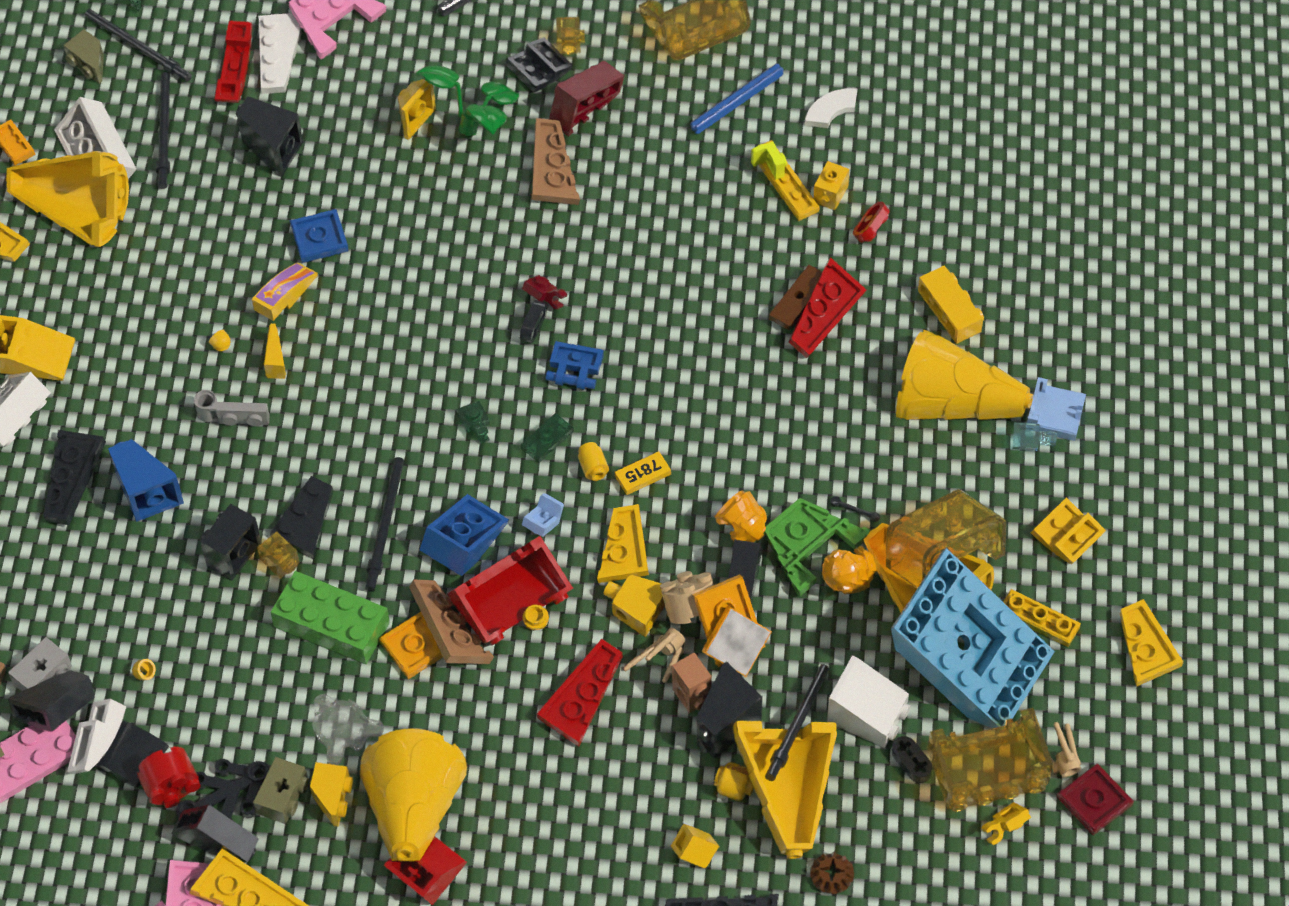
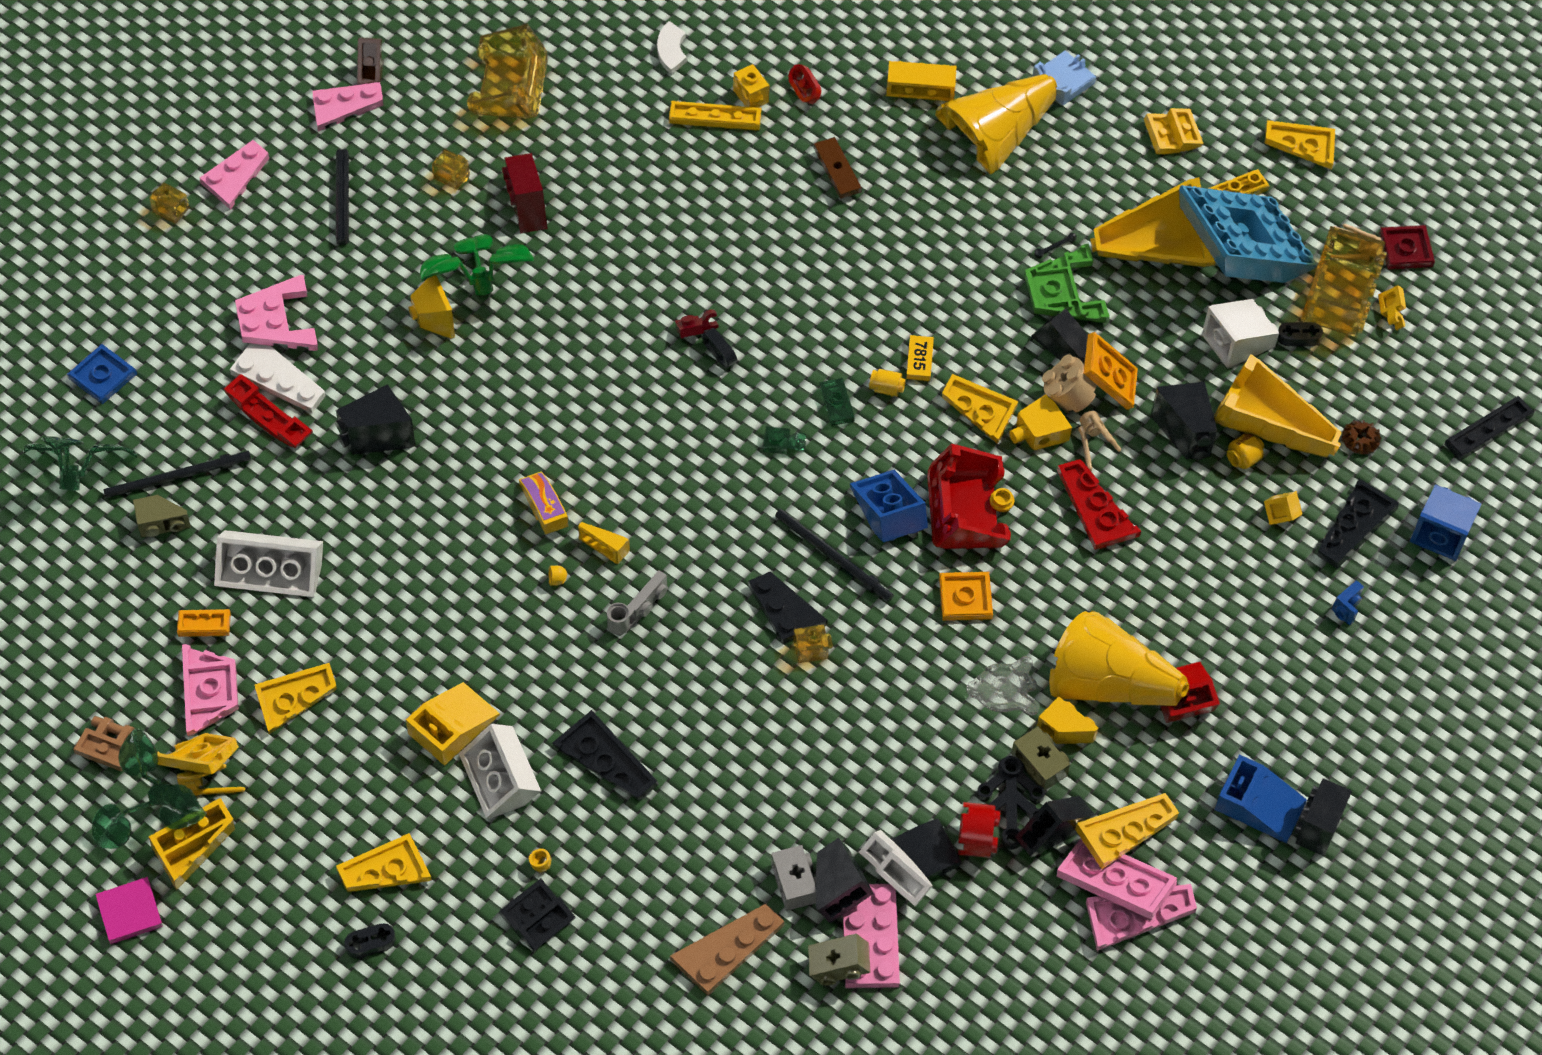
camera: 60 degrees left, 0 degrees up
(76, 192) = (310, 601): yellow cone -> none
(144, 480) = (663, 700): blue slope -> none
(146, 666) = (849, 801): yellow hinge -> none
(163, 164) = (330, 523): black bar -> none
(230, 541) = (778, 667): black brick -> none
(319, 235) = (506, 448): blue plate -> none
(330, 617) = (901, 637): bright green brick -> none
(448, 626) = (967, 561): medium nougat wing -> none
(539, 64) = (459, 206): black slope -> none
(544, 516) = (913, 441): light blue bracket -> none
(551, 166) = (570, 252): medium nougat wing -> none
(578, 359) = (779, 339): blue plate -> none
(691, 682) = (1147, 426): nougat brick -> none
(736, 98) = (610, 100): blue axle -> none
(736, 641) = (1130, 377): flat silver tile -> none
(745, 517) = (1020, 311): light orange helmet -> none
(769, 154) = (698, 107): neon yellow bracket -> none
(780, 755) = (1257, 403): black bar -> none
(829, 302) = (863, 155): red wing -> none
(849, 571) = (1118, 275): light orange helmet -> none
(949, 523) = (1145, 198): clear yellow windscreen -> none
(1027, 437) = (1077, 104): clear light blue plate -> none

